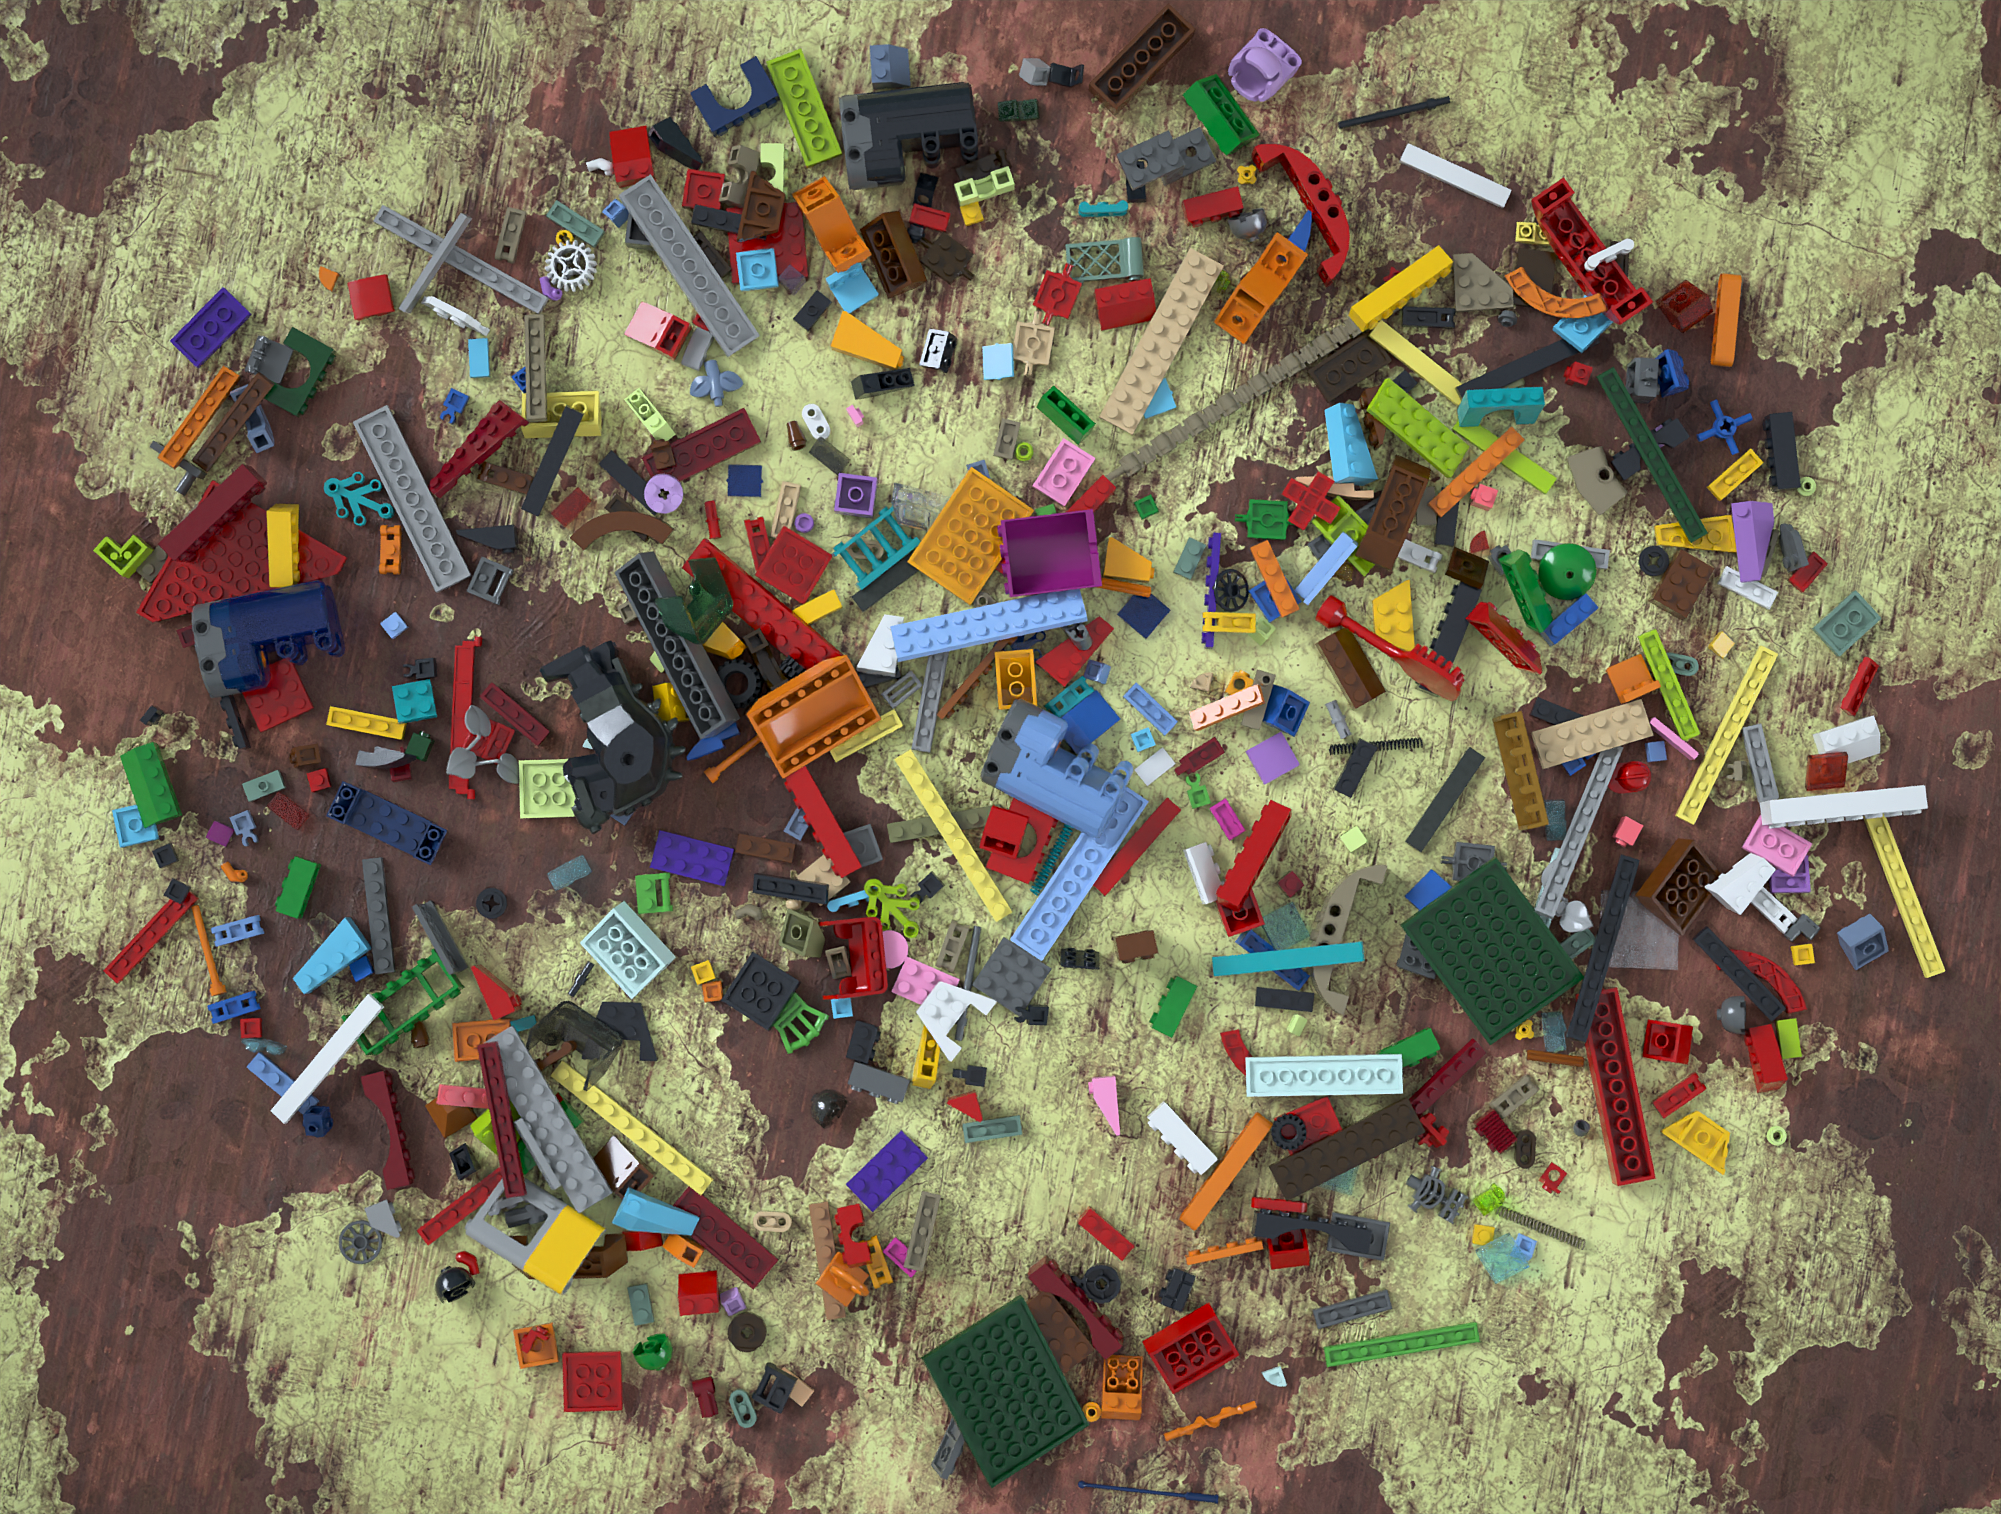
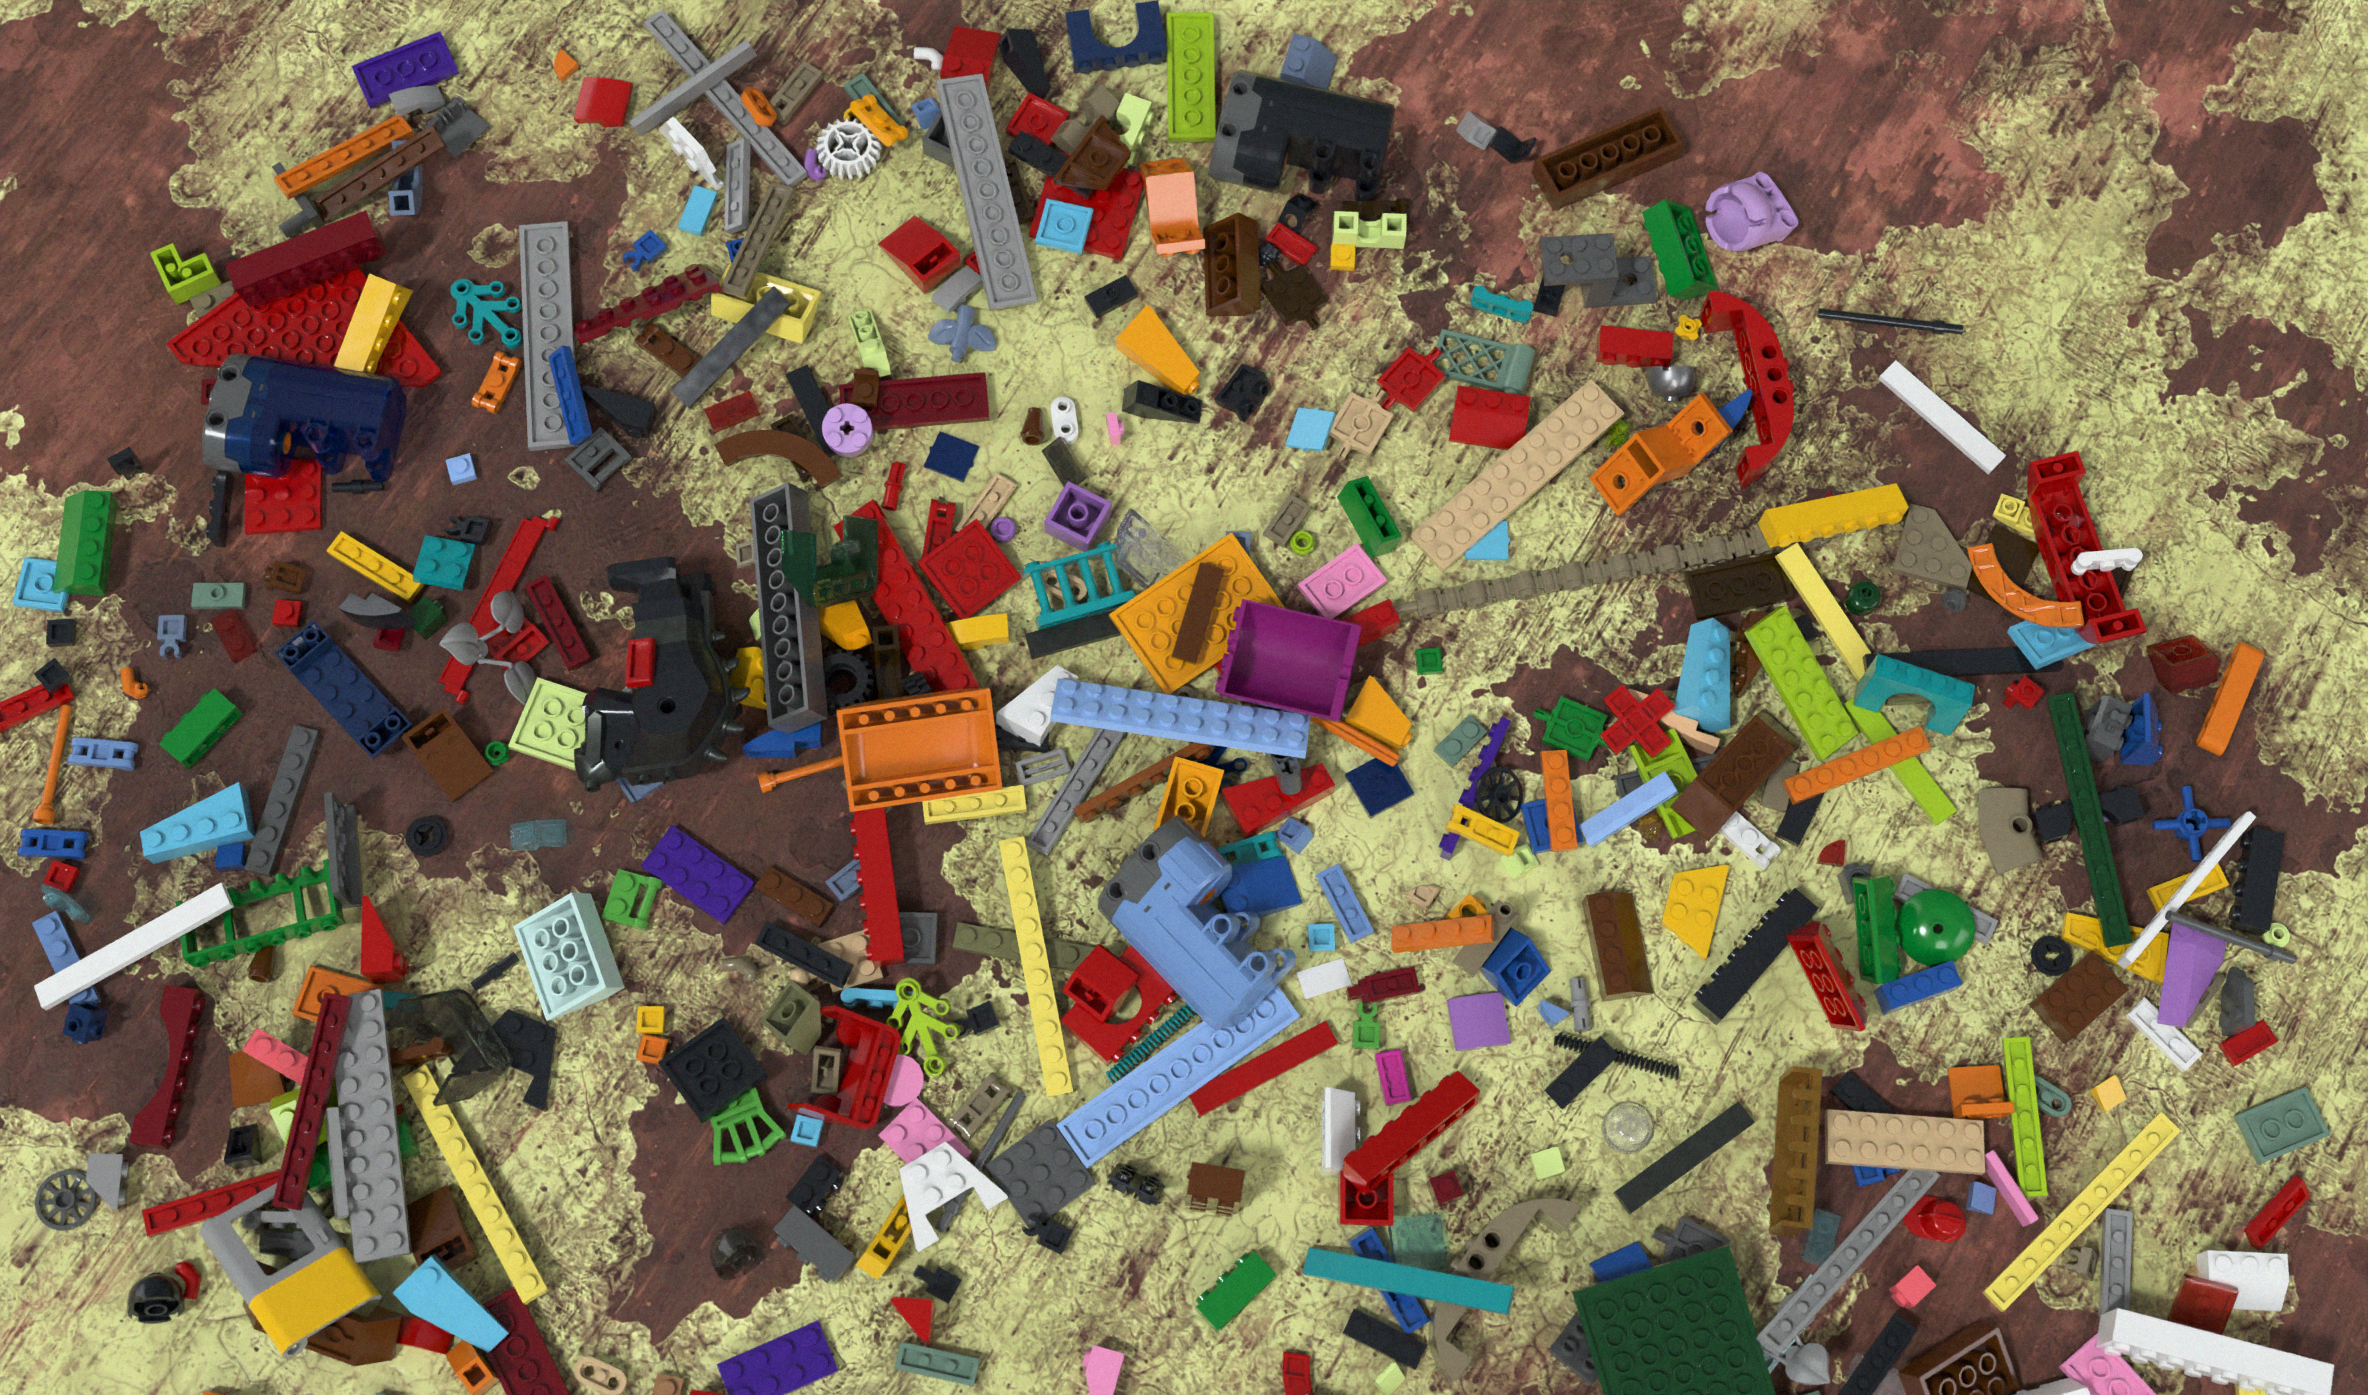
camera: 20 degrees right, 15 degrees down
(220, 833) = (138, 630): magenta slope -> none
(231, 347) = (410, 99): none -> light grey slope
(319, 357) = (466, 178): dark green arch -> none
(325, 667) = (357, 486): none -> black bar
(450, 542) = (570, 395): none -> blue plate
(481, 840) = (447, 754): none -> reddish brown slope
(490, 259) = (758, 106): none -> orange plate
(500, 328) = (737, 186): none -> light grey plate
(509, 825) = (492, 748): none -> green plate
(585, 237) = (878, 120): none -> light orange plate
(595, 734) = (640, 662): none -> red tile
(791, 280) = (1100, 252): clear purple panel -> none
(852, 288) = (1168, 283): medium azure bracket -> none
(970, 537) = (1197, 613): none -> reddish brown tile
(1018, 110) = (1442, 167): clear green slope -> none
(1321, 734) = (1551, 1014): none -> medium blue slope
(1399, 792) = (1628, 1127): none -> clear cylinder
(1415, 663) = (1703, 960): red piece -> none
(1428, 317) = (1855, 564): black plate -> none
(1435, 345) = (1862, 598): none -> dark green head
(1467, 568) = (1807, 875): dark brown plate -> none
(1483, 497) = (1856, 798): coral brick -> none
(1734, 479) = (2186, 889): none -> white tile
(1805, 500) = (2269, 951): none -> dark grey bar

